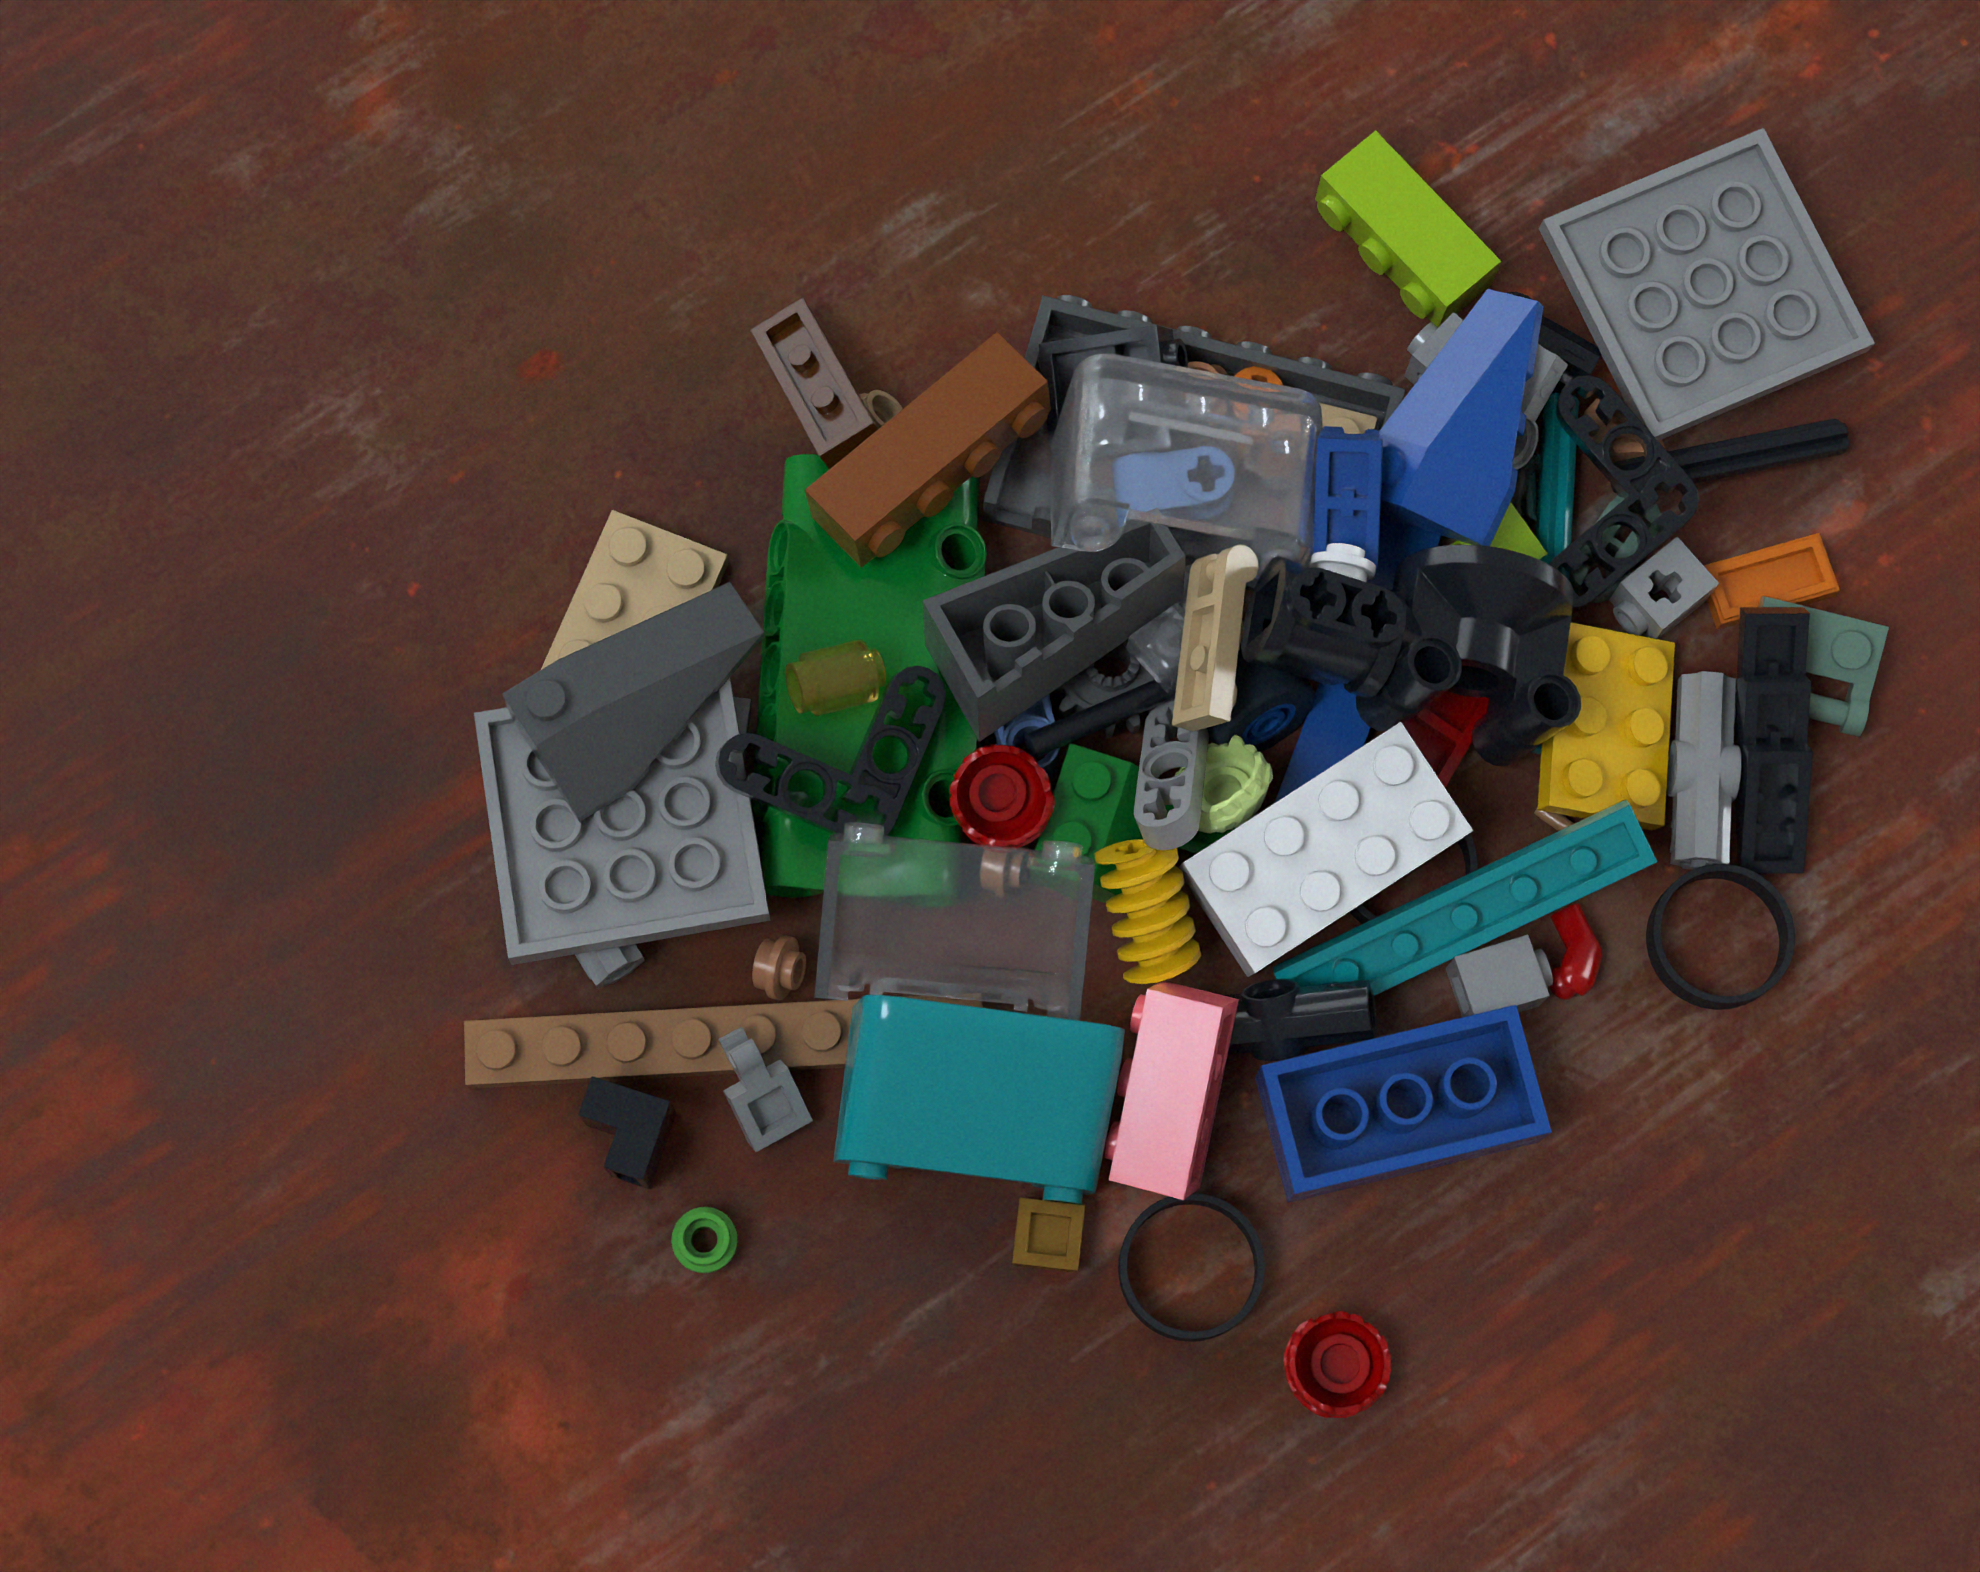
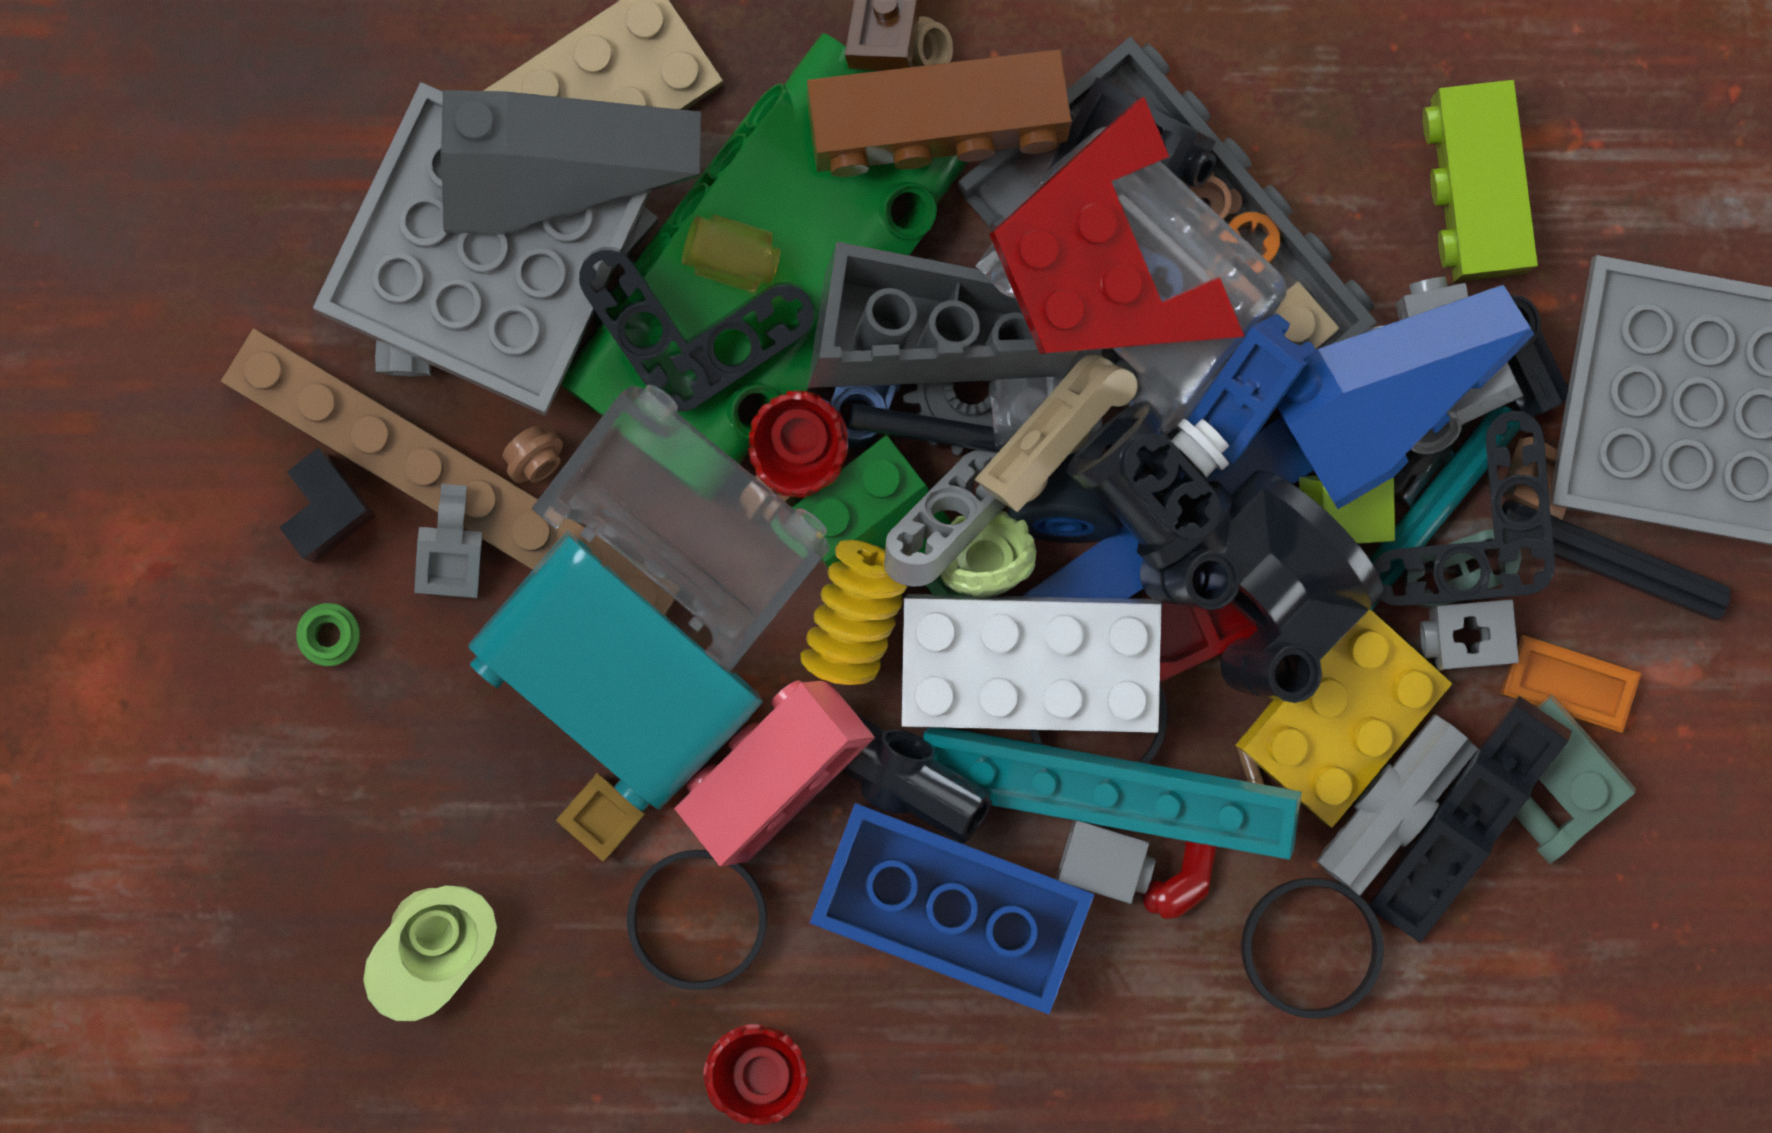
camera: 30 degrees right, 10 degrees up
(981, 1450) = (428, 951): none -> yellowish green piece
(1143, 478) = (1080, 262): none -> red wing

